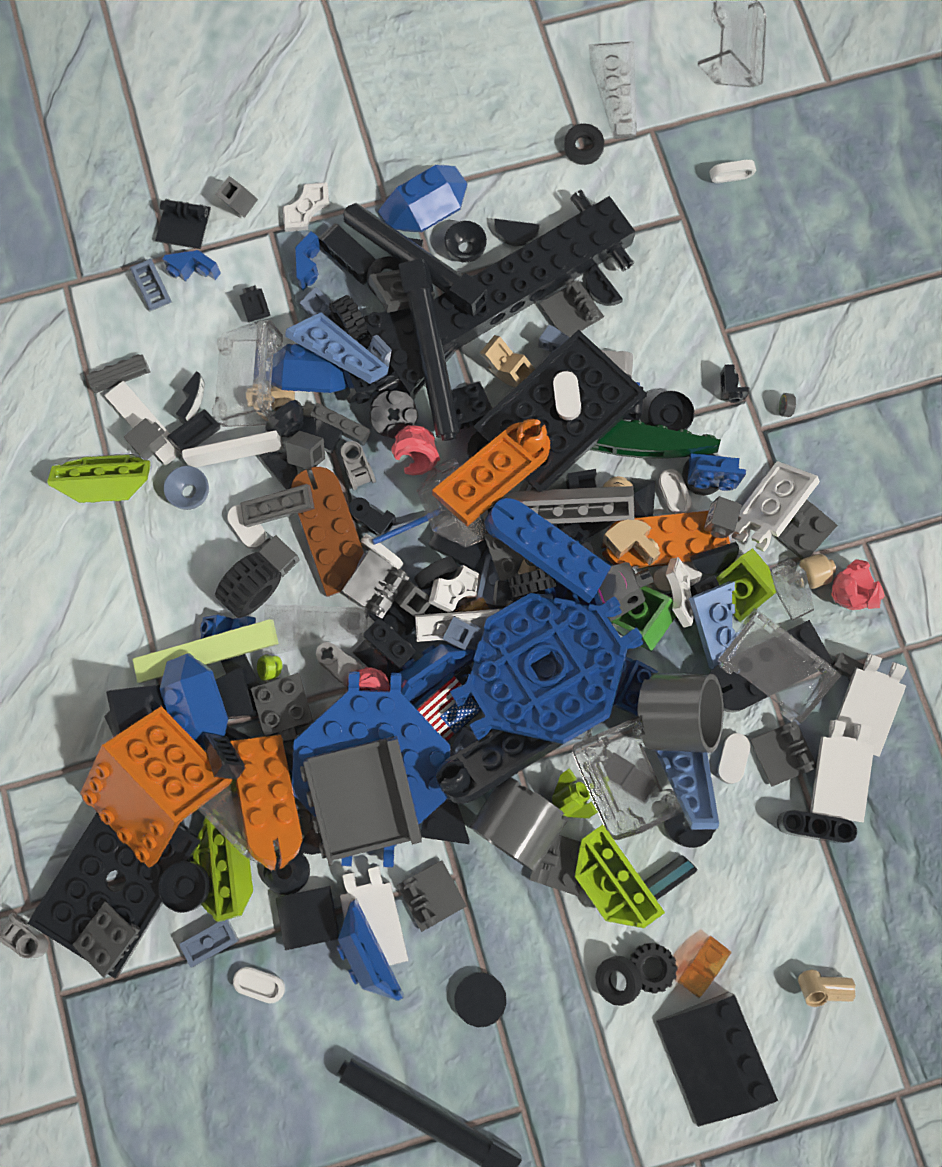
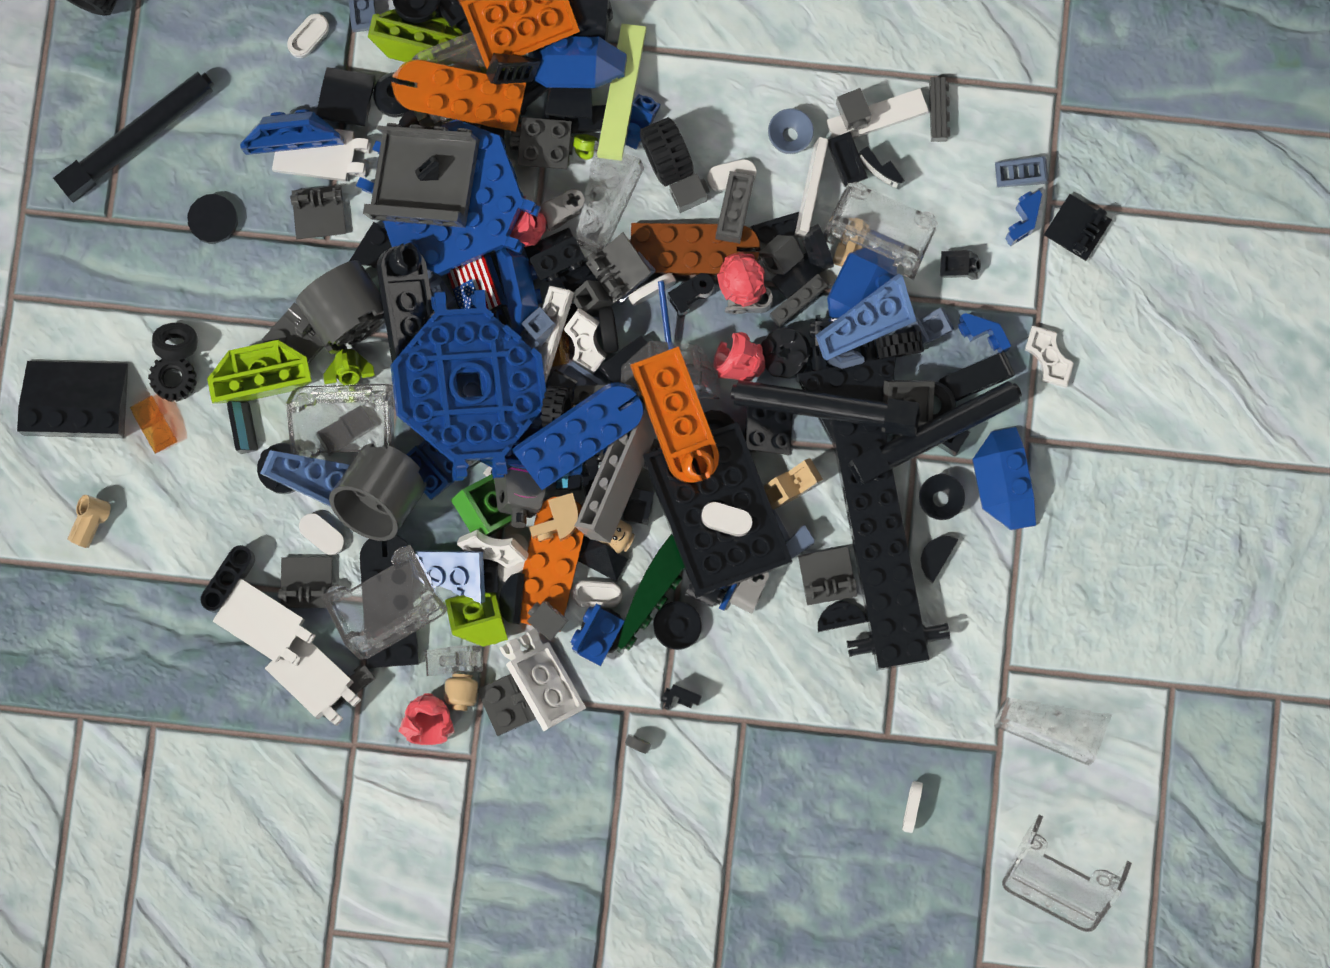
camera: 115 degrees right, 5 degrees up
(100, 477) = (834, 55): lime wedge -> none
(236, 196) = (1081, 287): dark grey brick -> none
(342, 468) = (741, 279): none -> coral helmet
(354, 795) = (428, 170): none -> black slope
(587, 131) = (995, 677): black tyre -> none

